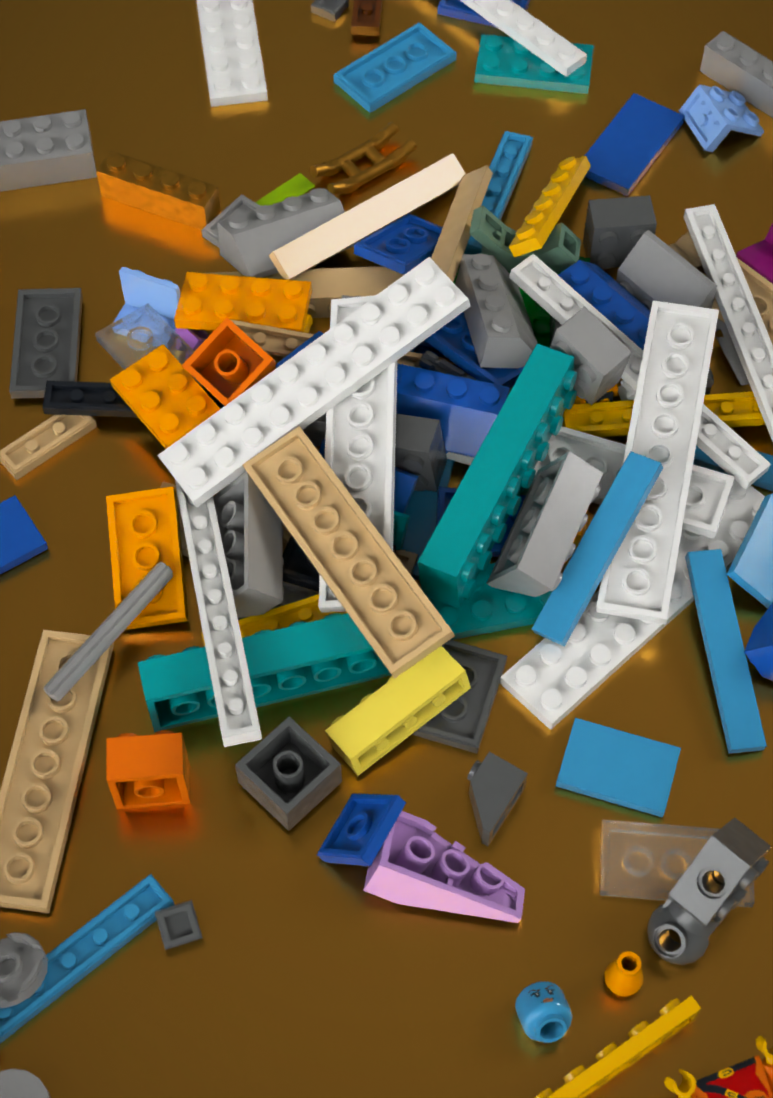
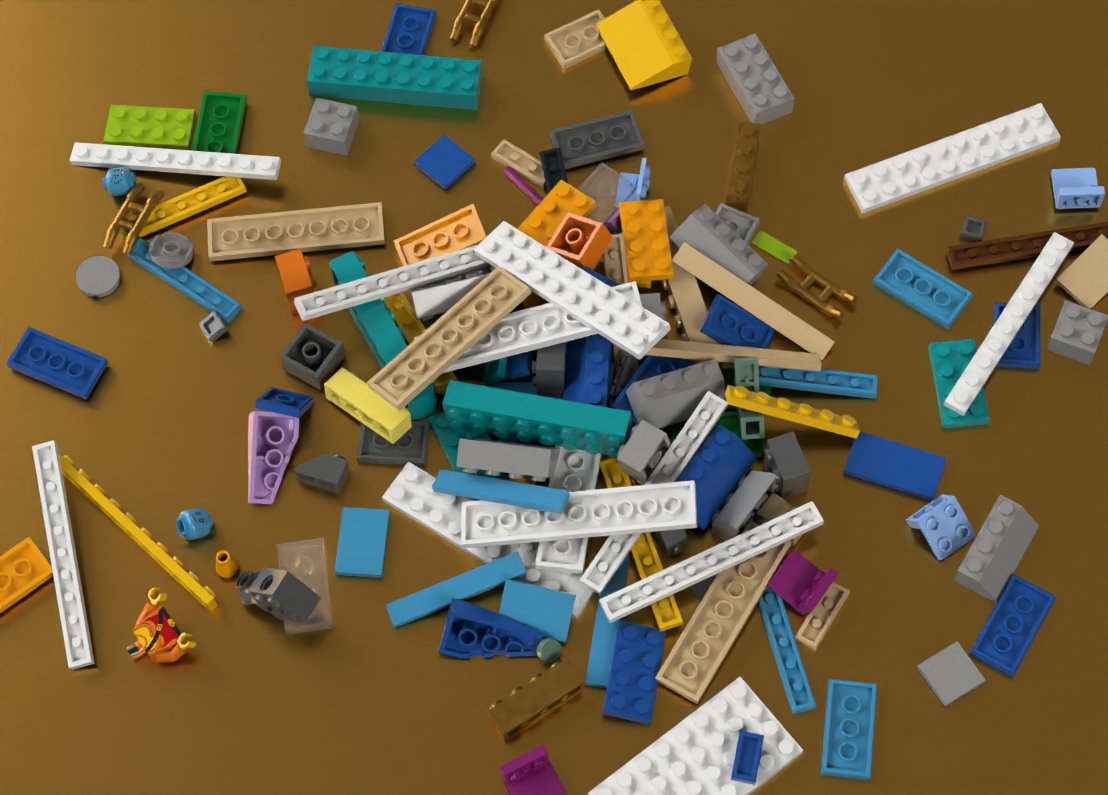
camera: 80 degrees right, 5 degrees up
(94, 441) = (524, 186): none -> magenta bar
(108, 631) = (383, 235): light grey axle -> none

